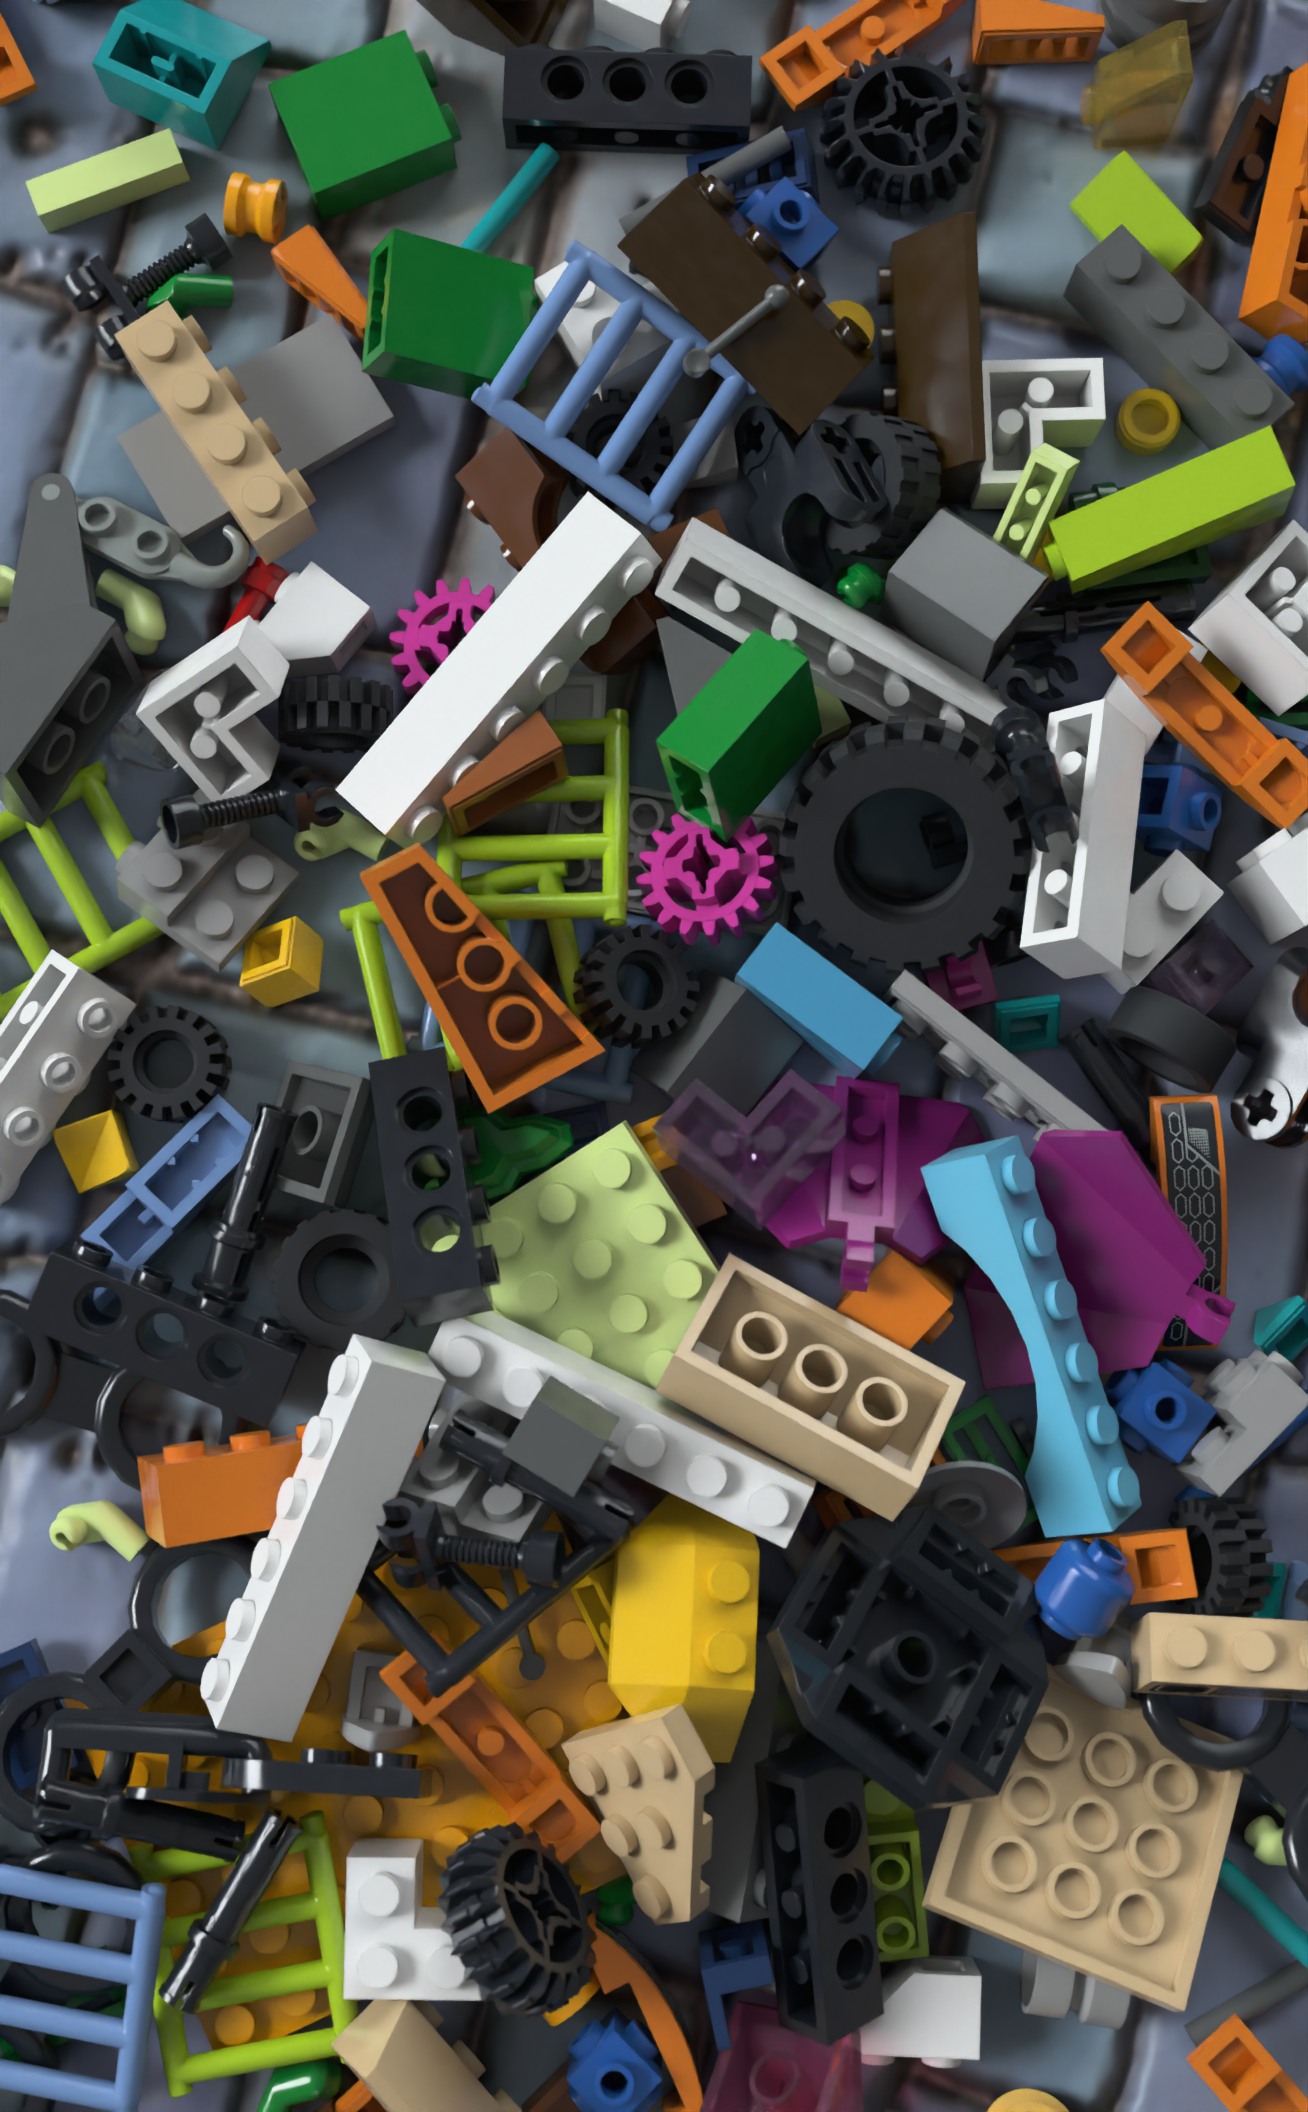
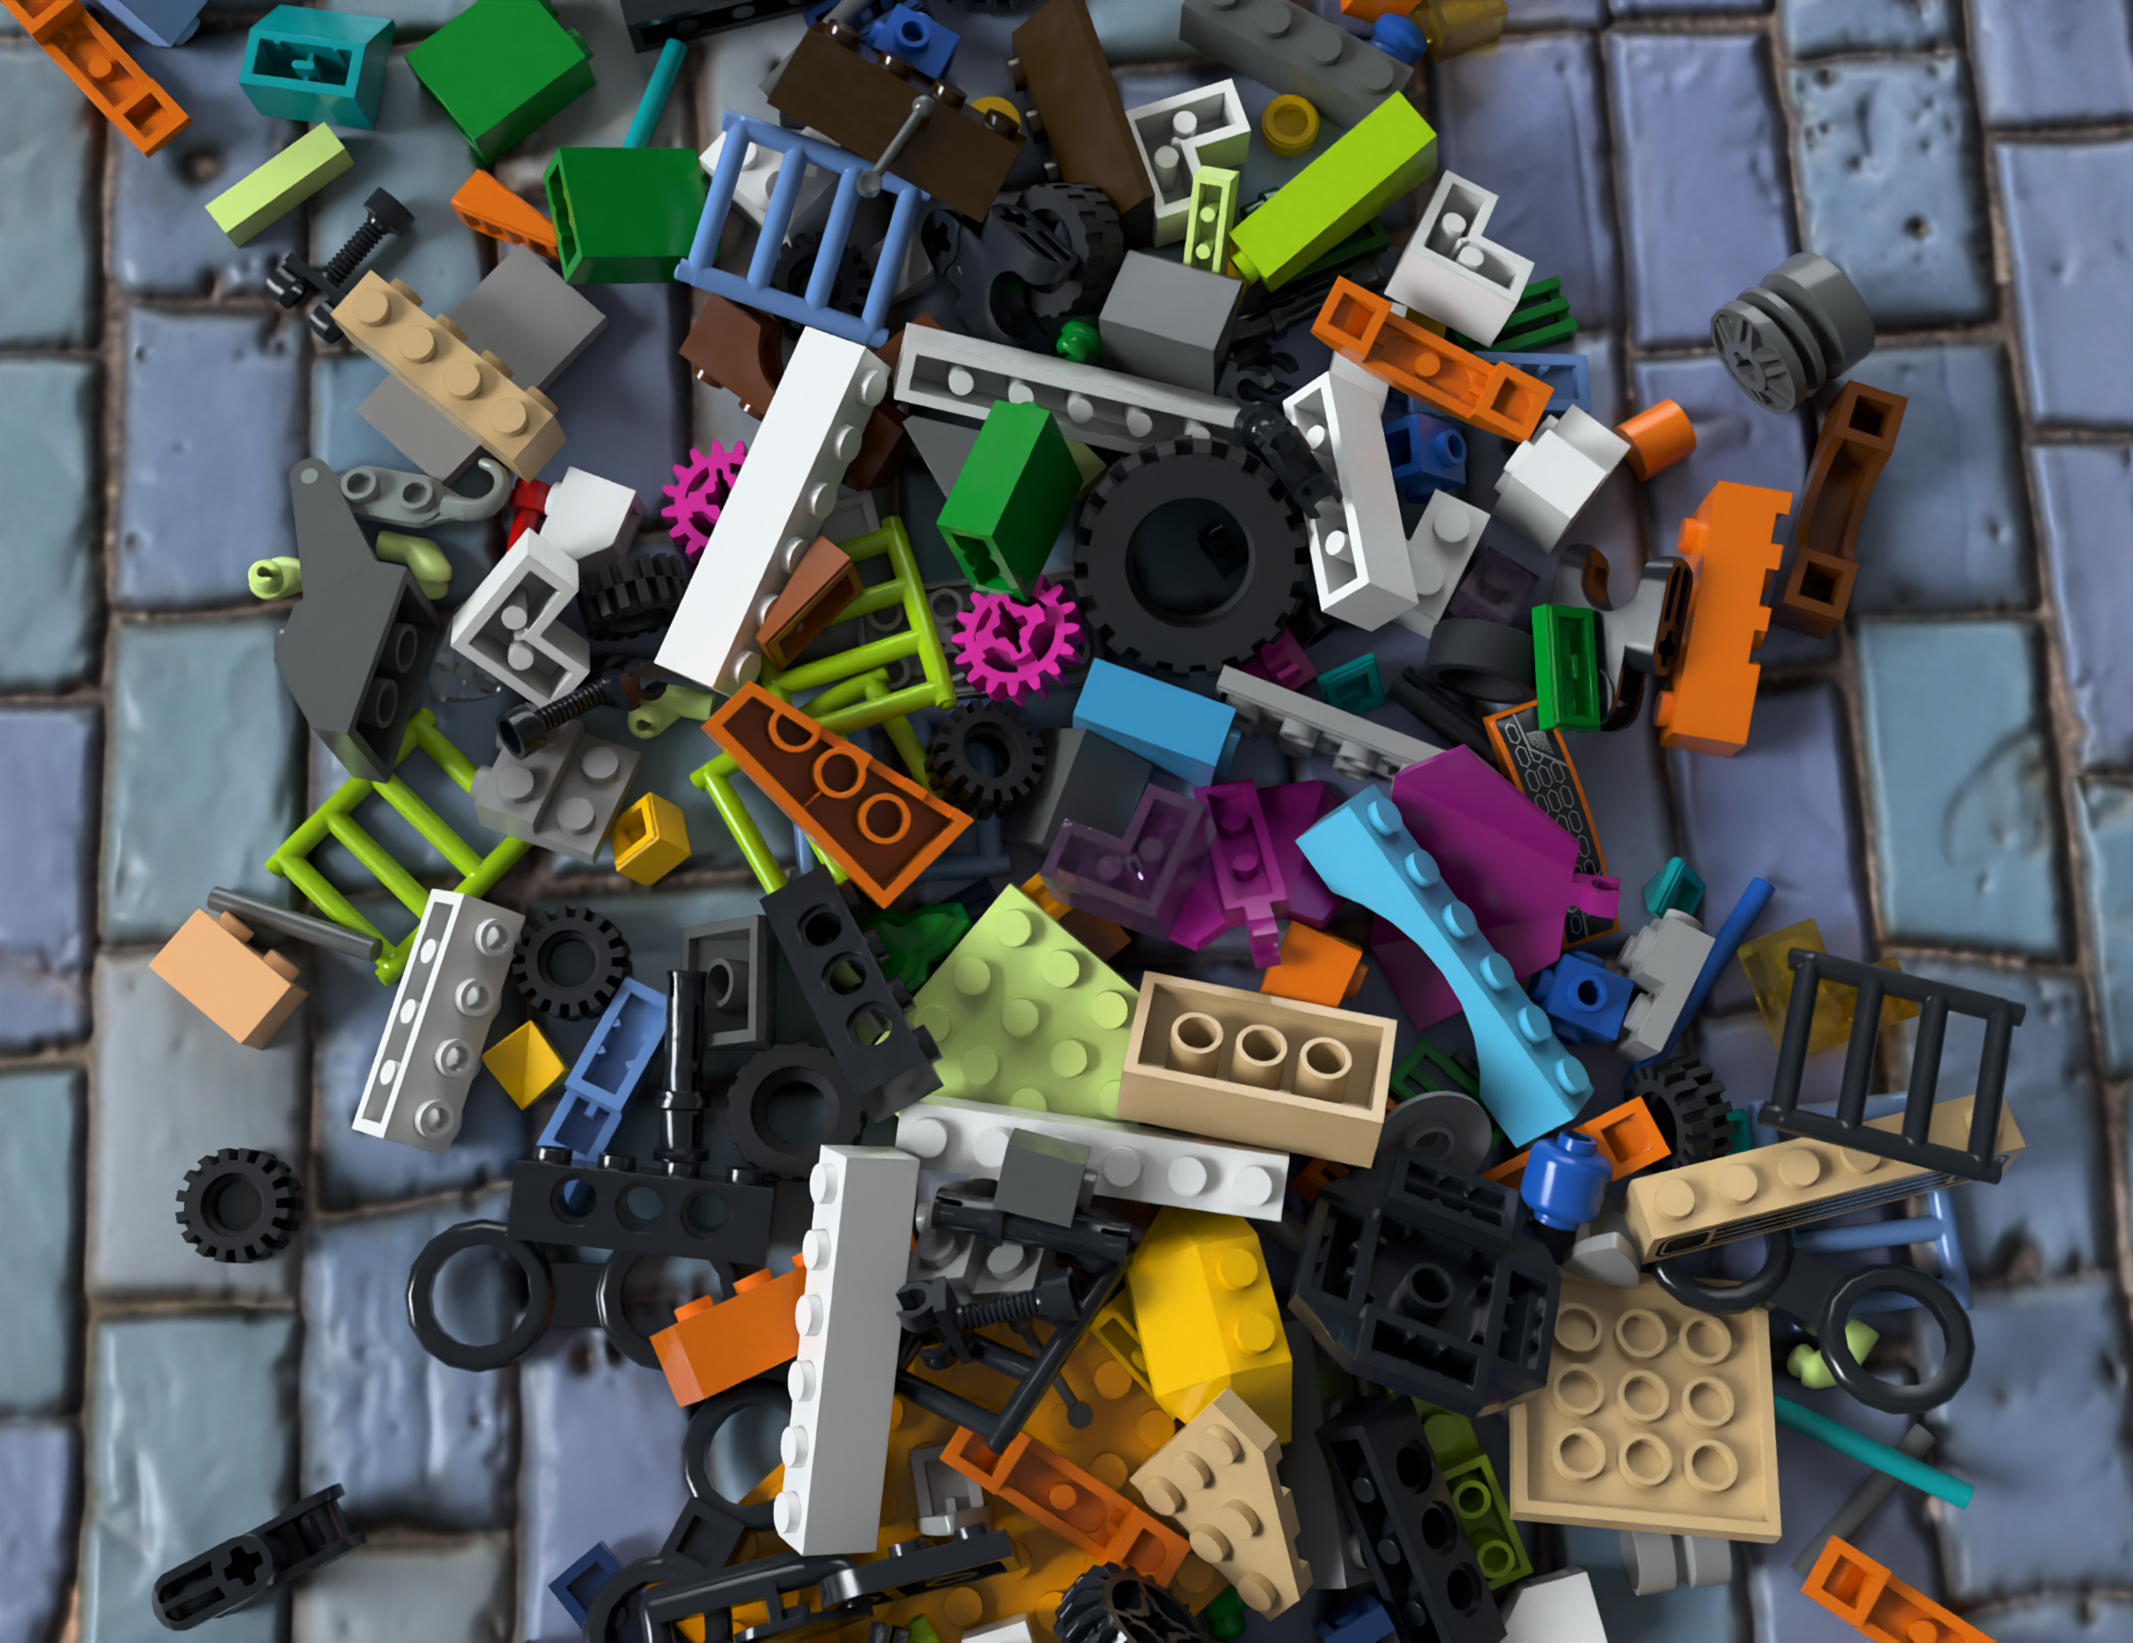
camera: 15 degrees left, 5 degrees down
(96, 1523) = (630, 1412): yellowish green arm -> none
(193, 290) = (388, 259): green arm -> none
(255, 207) = (423, 169): light orange wheel -> none
(1245, 1082) = (1559, 665): none -> green tile

